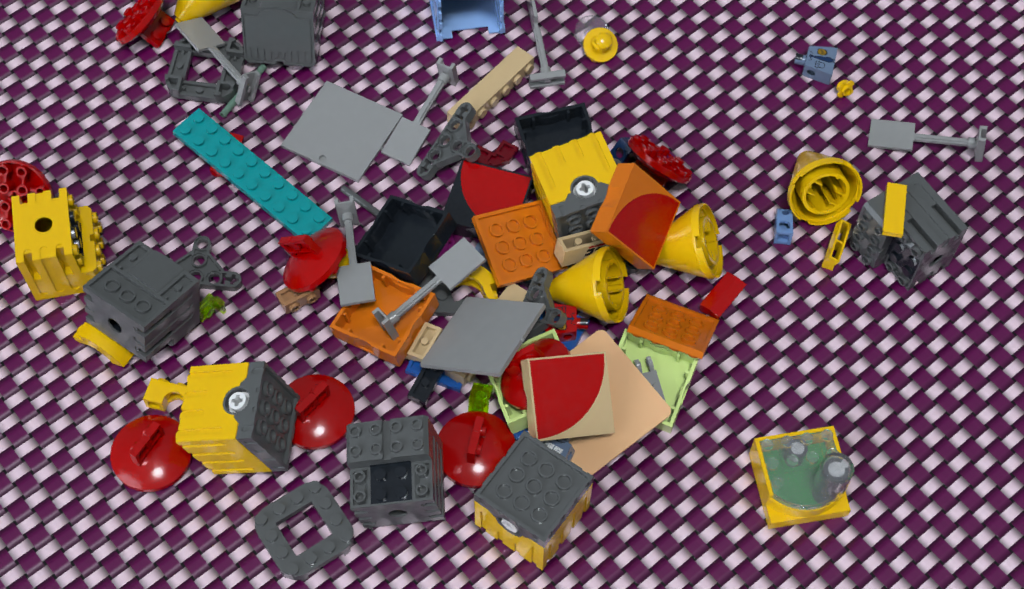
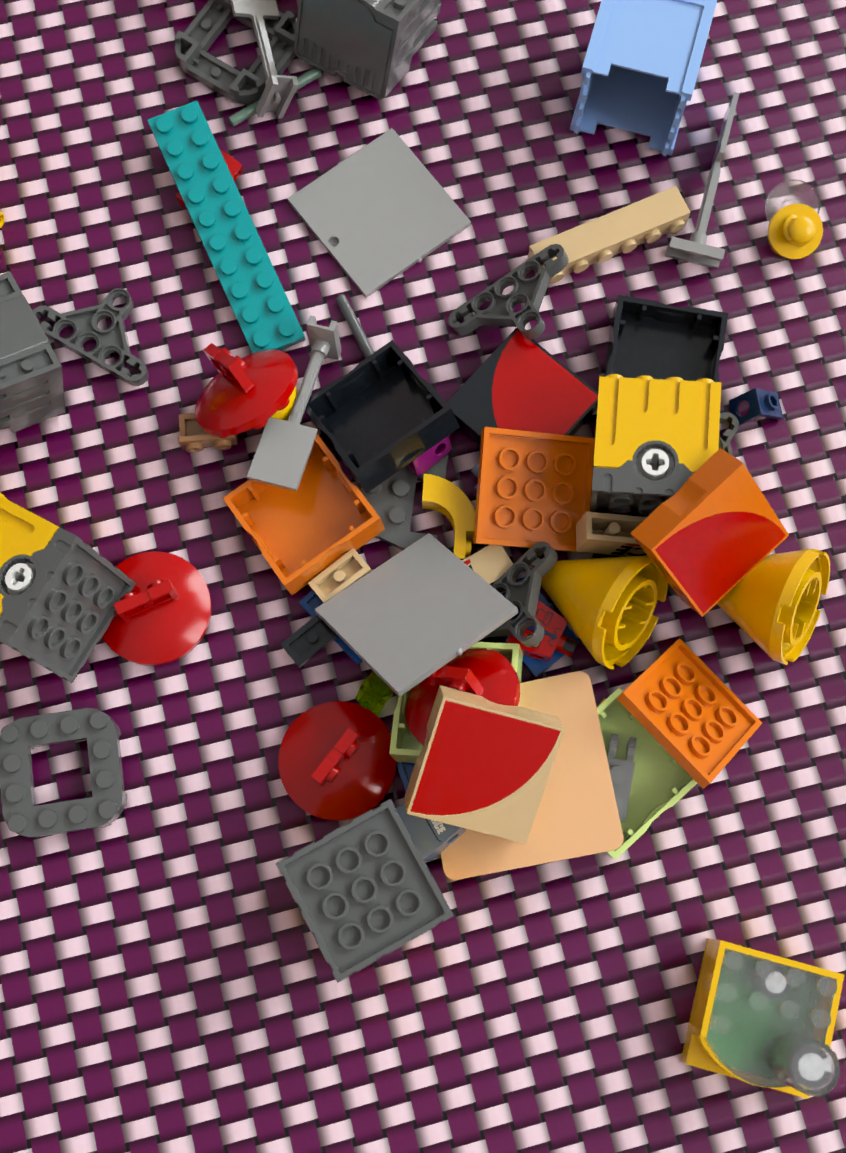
camera: 25 degrees right, 15 degrees up
(208, 306) = (83, 394): clear neon green bracket -> none
(395, 471) = (204, 757): dark grey piece -> none
(411, 135) = (466, 256): light grey piece -> none
(449, 269) = (415, 494): light grey piece -> none
(502, 156) = (577, 342): dark red tile -> none
(655, 162) = (782, 452): red bracket -> none
(722, 295) = (784, 689): red piece -> none

